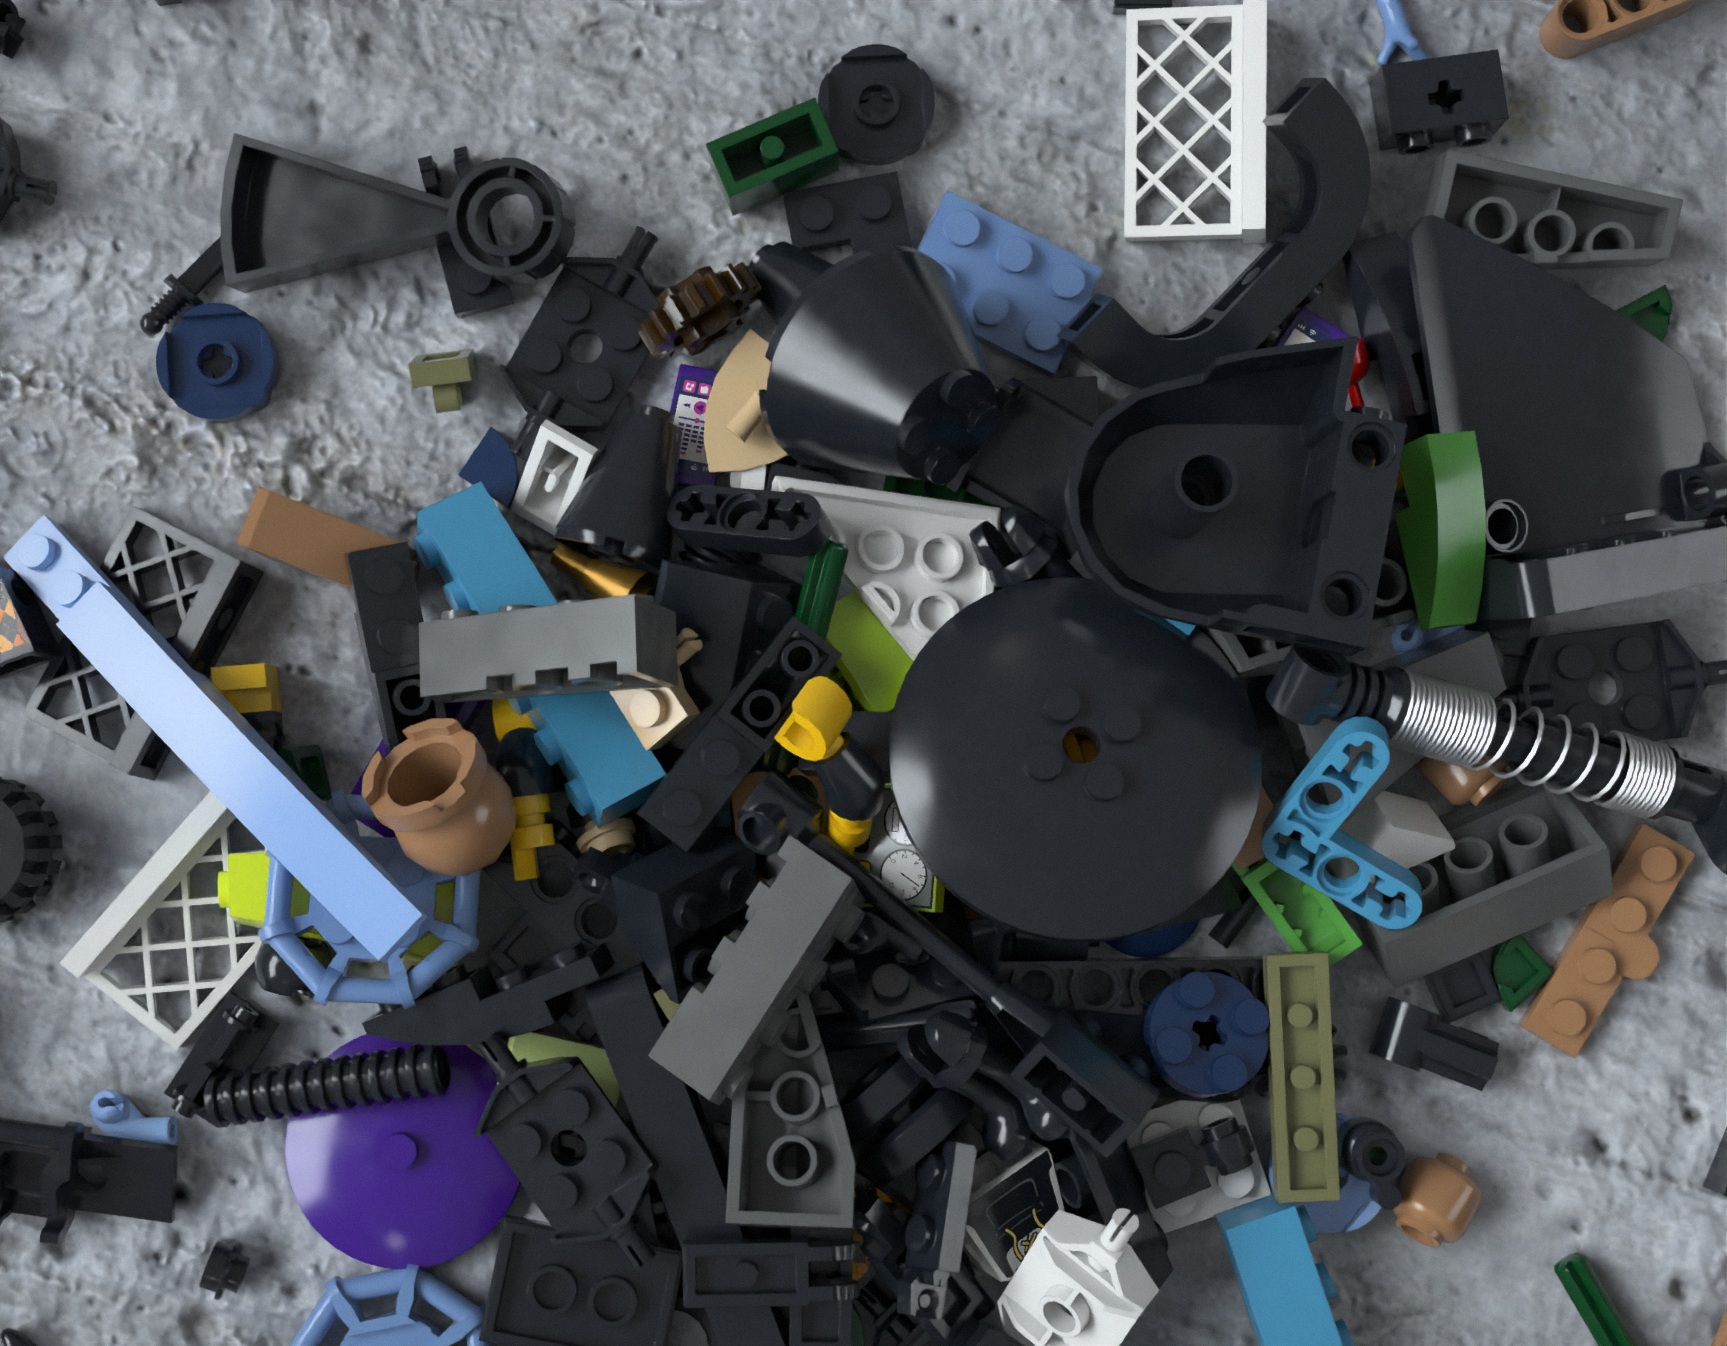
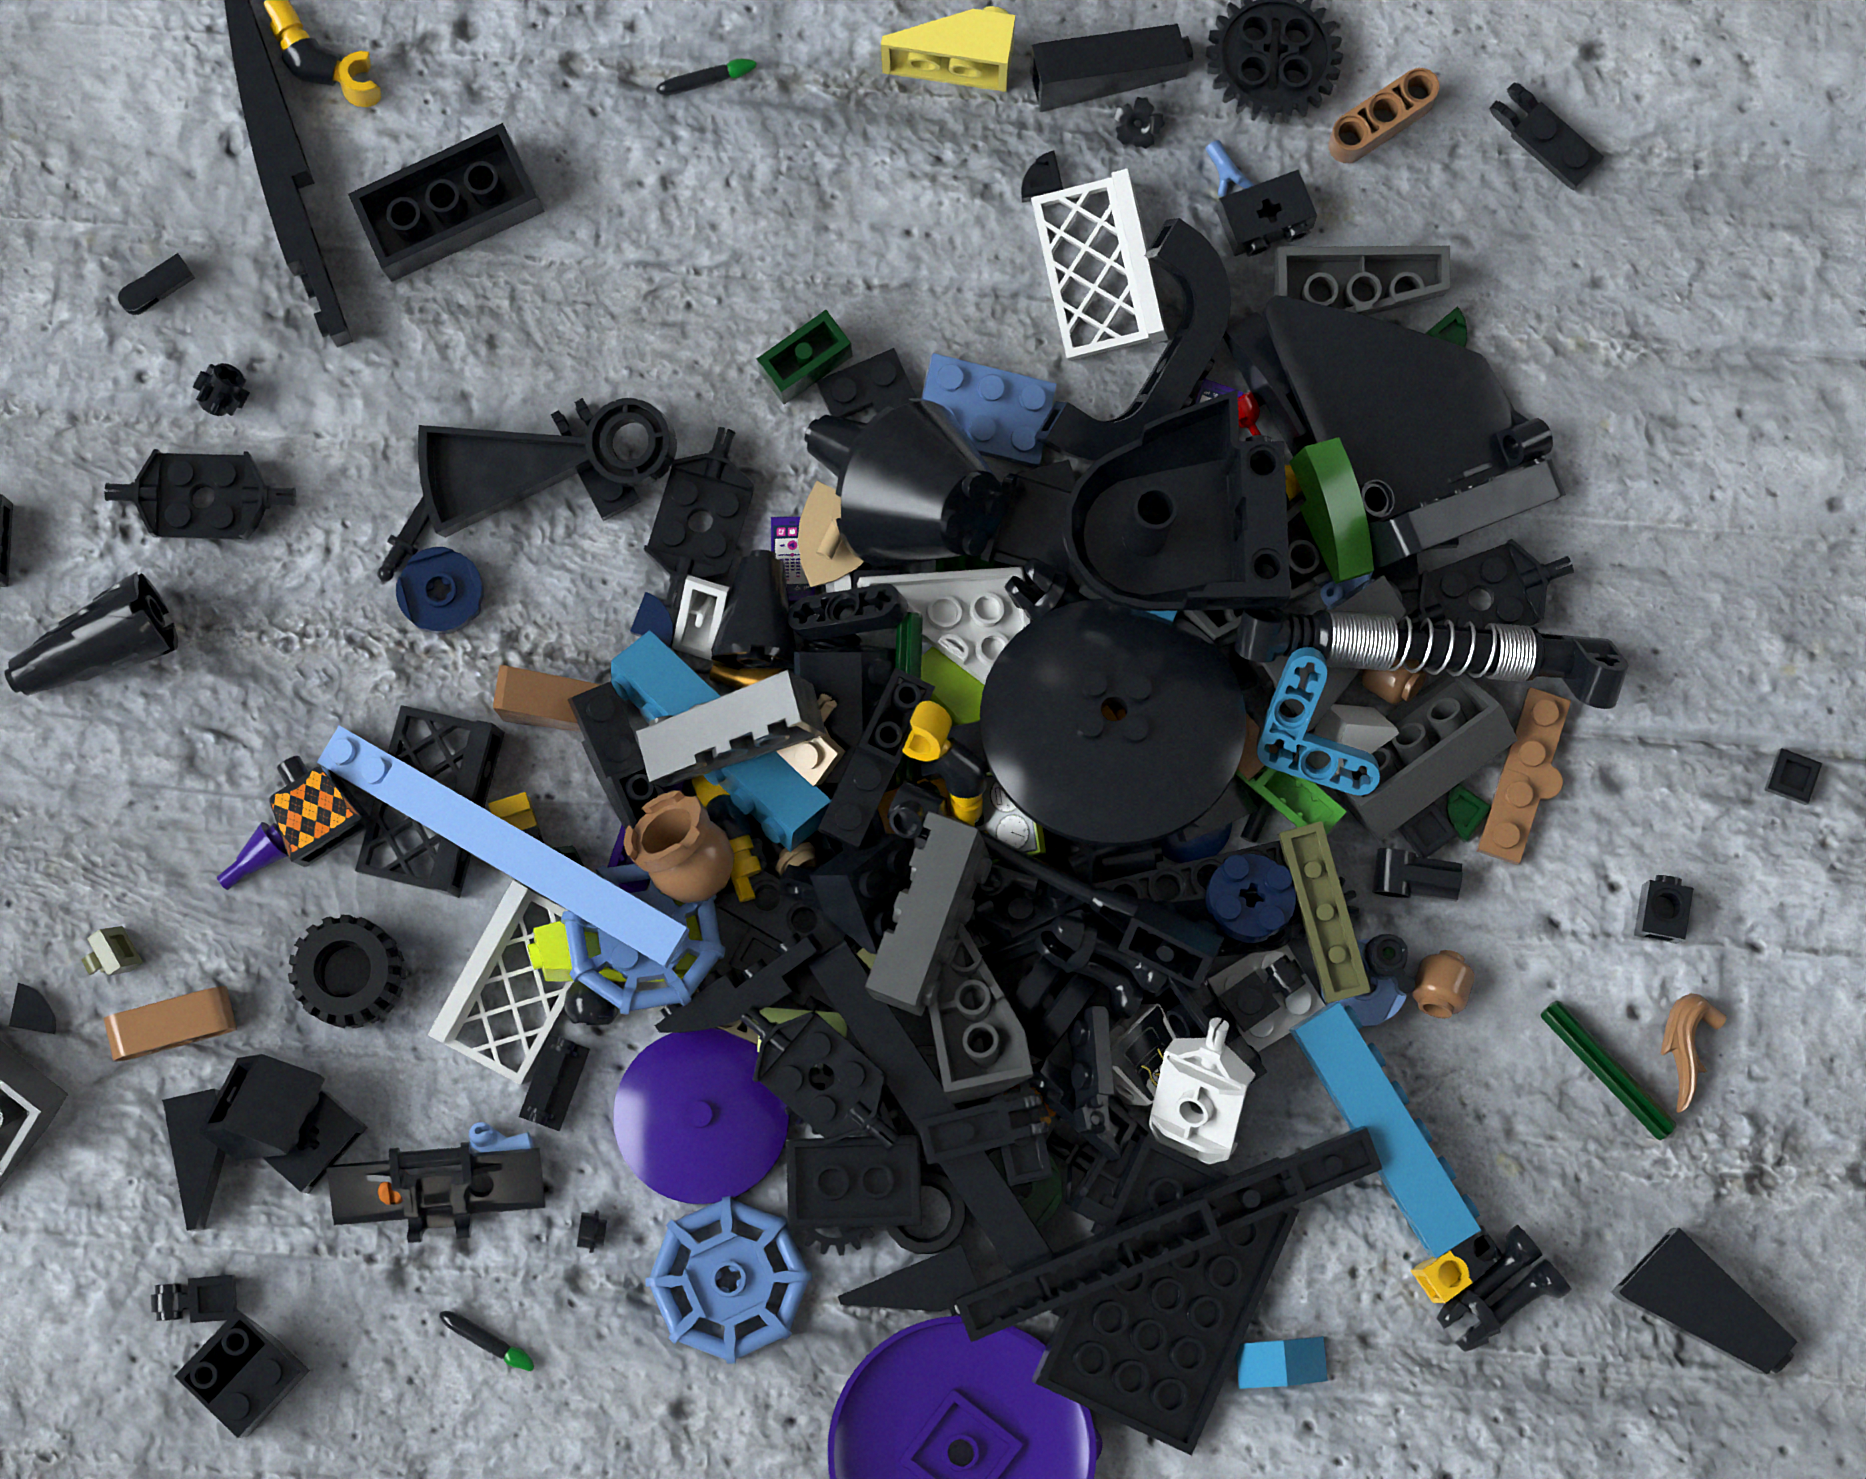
camera: 10 degrees left, 5 degrees down
(327, 1085) = (637, 1077): black piece -> none
(444, 373) = (604, 560): olive tile -> none
(700, 310) = (778, 475): dark brown gear -> none
(900, 82) = (881, 284): black plate -> none

